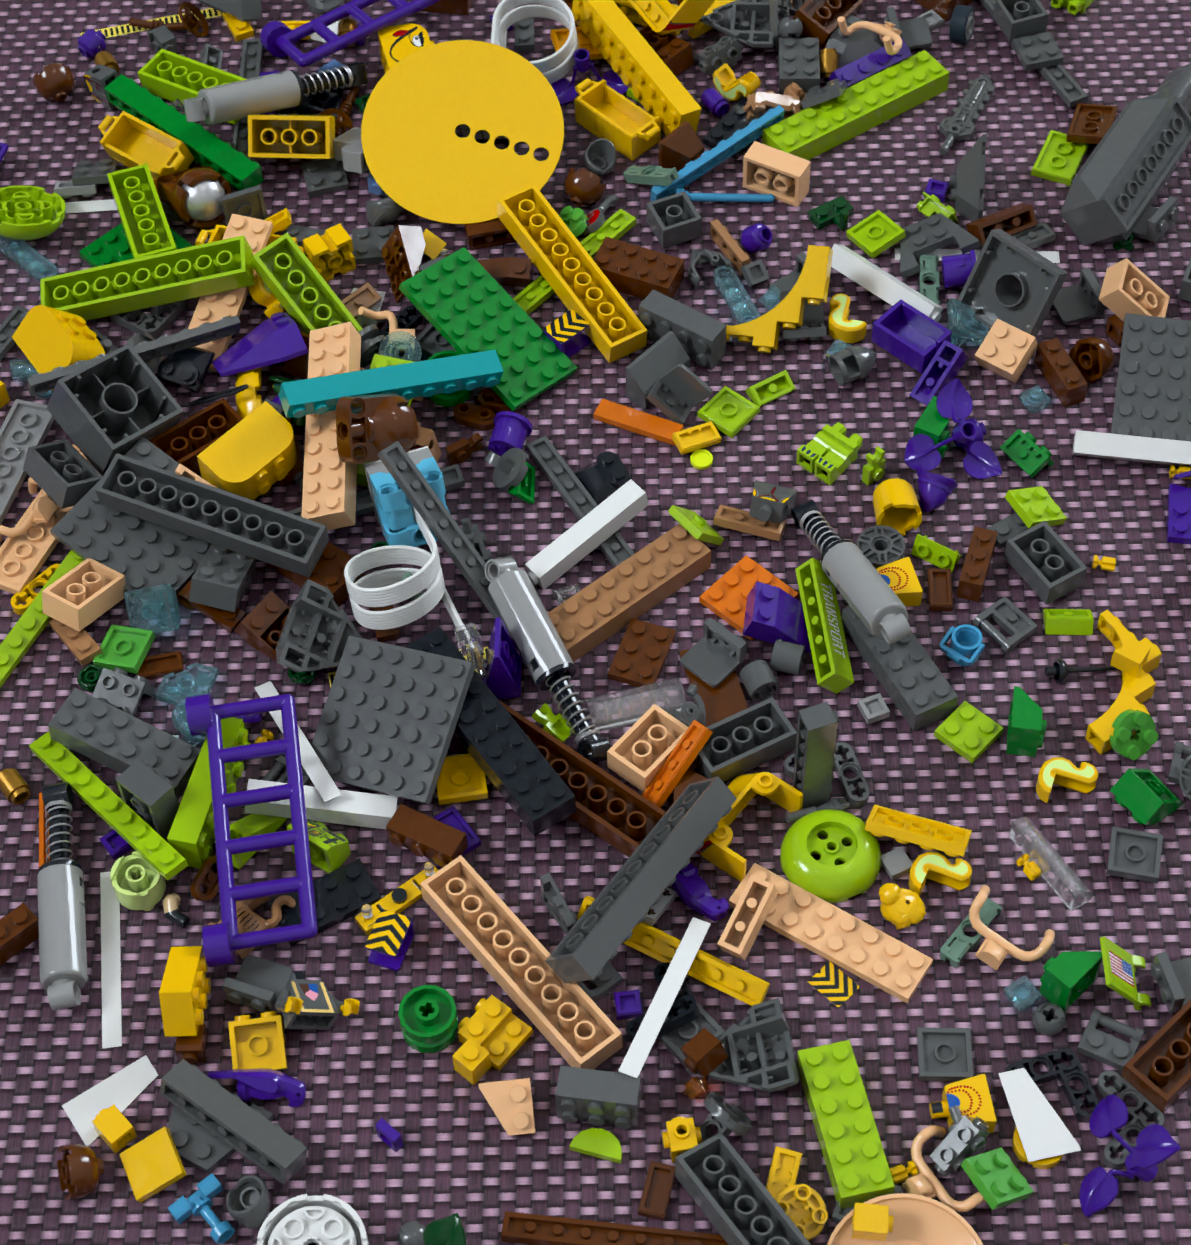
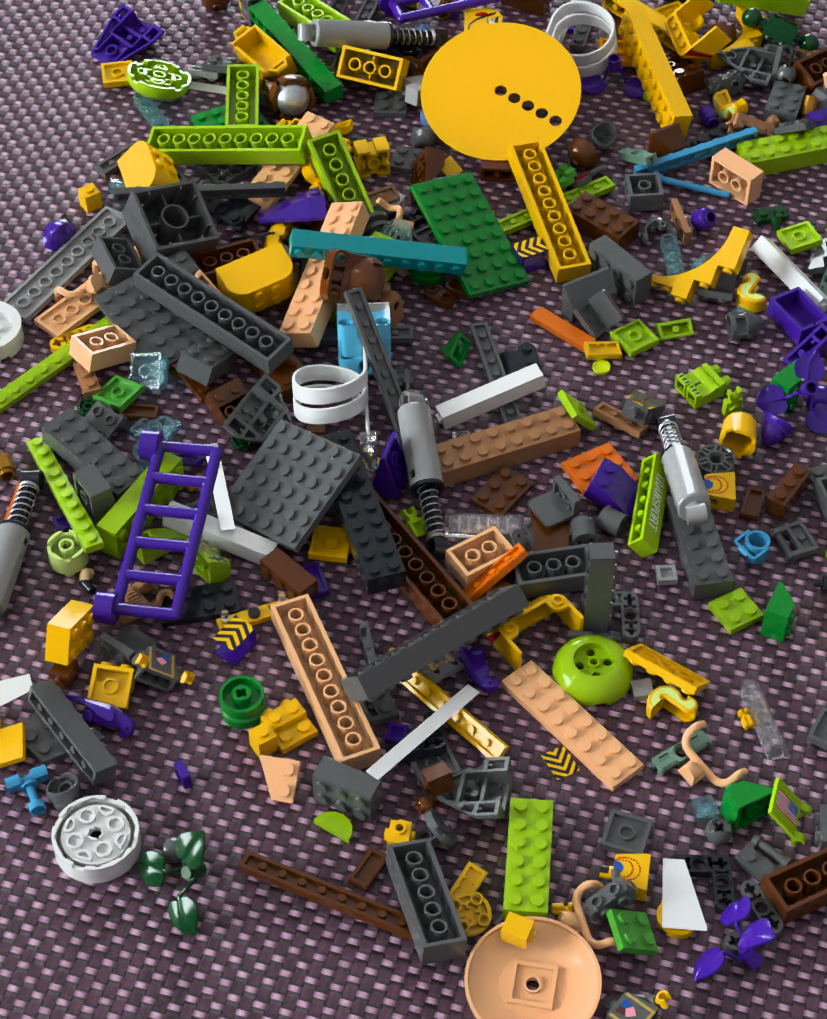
camera: 15 degrees right, 5 degrees down
(110, 964) = (27, 607): white sticker -> none
(207, 879) = (115, 563): reddish brown plate -> none
(245, 203) = (322, 106): dark grey plate -> none
(460, 450) = (419, 316): reddish brown plate -> none
(509, 432) = (458, 313): dark purple piece -> none
(509, 468) = (449, 337): dark grey tile -> none
(510, 270) = (503, 199): reddish brown slope -> none
(616, 118) = (625, 110): yellow container -> none
(748, 917) = (508, 694): light nougat brick -> none
(755, 273) = (693, 244): dark grey plate -> none
(895, 908) = (627, 719): yellow piece -> none
(935, 553) = (758, 476): lime hinge -> none
(1066, 774) = (800, 659): yellow animal -> none

